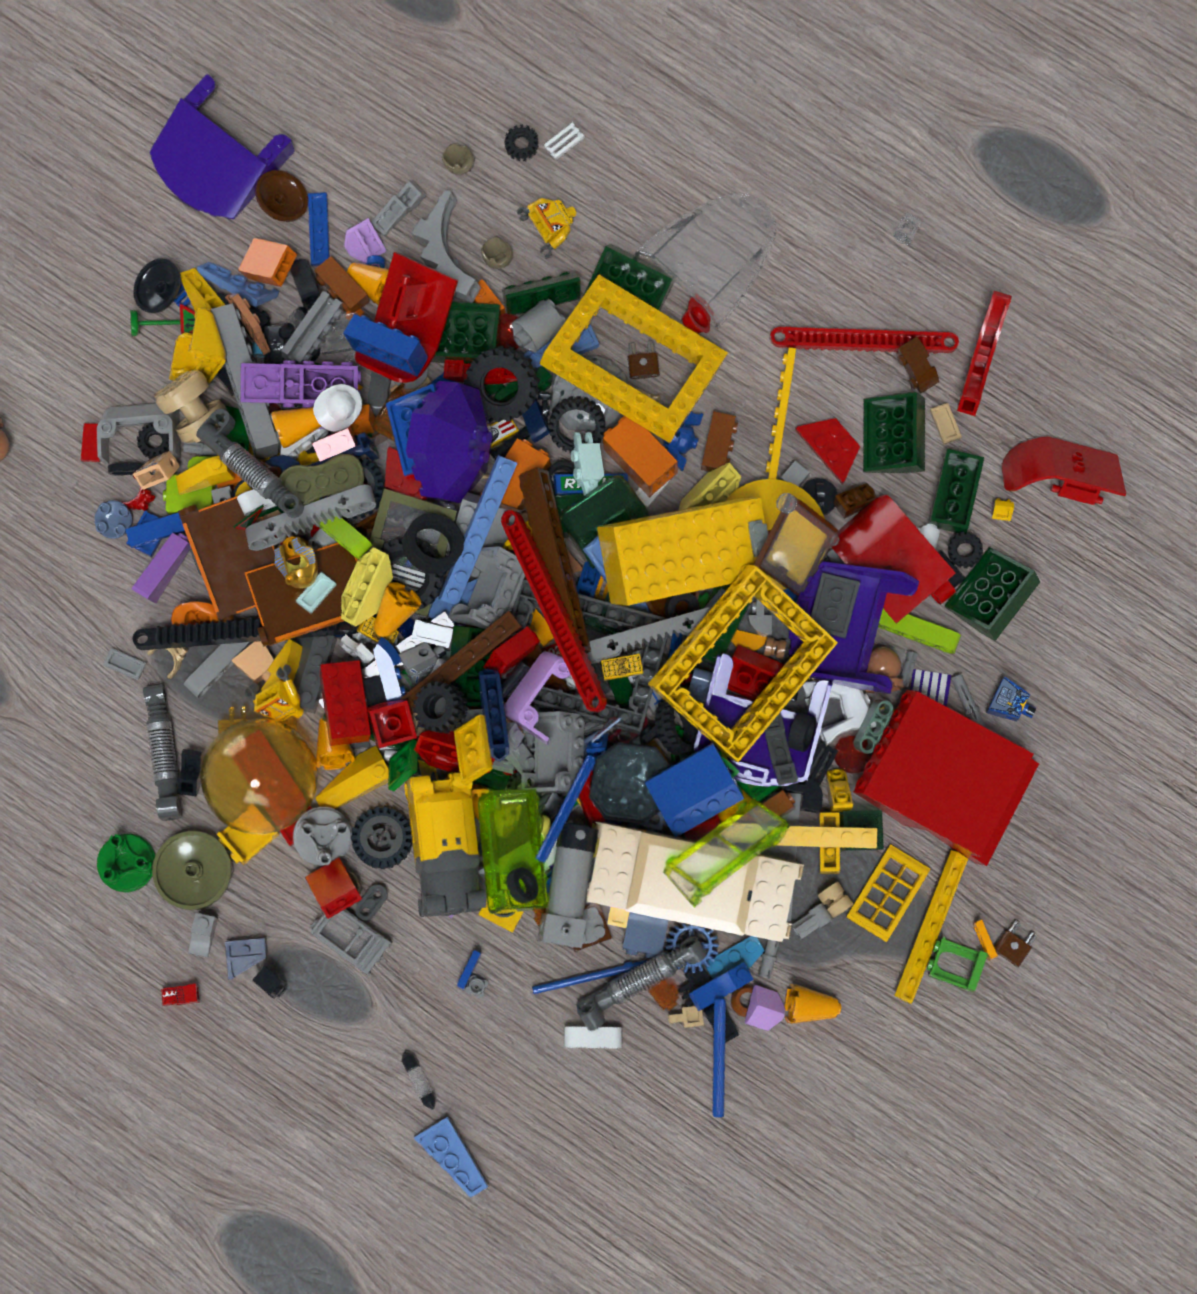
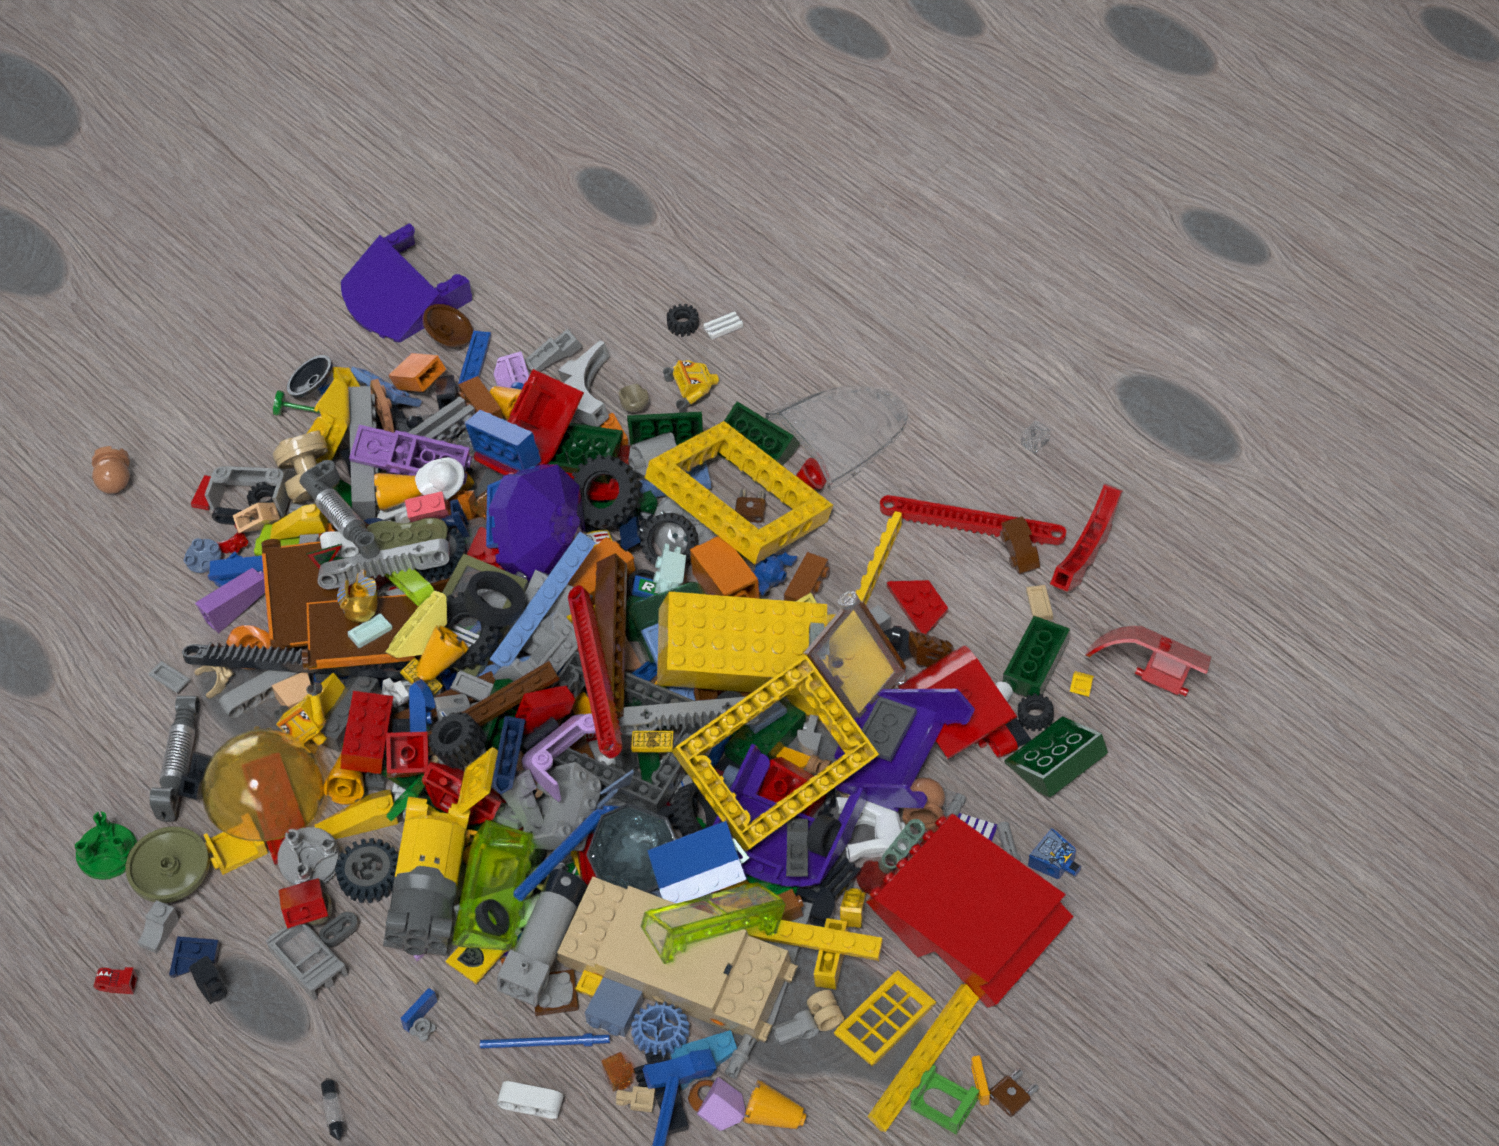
camera: 15 degrees right, 25 degrees down
(458, 159) = (619, 322): dark tan hair -> none
(618, 990) = (570, 1055): dark grey piece -> none
(863, 819) = (868, 965): clear green brick -> none
(894, 434) = (985, 601): dark green slope -> none
(921, 632) = (970, 775): lime beam -> none

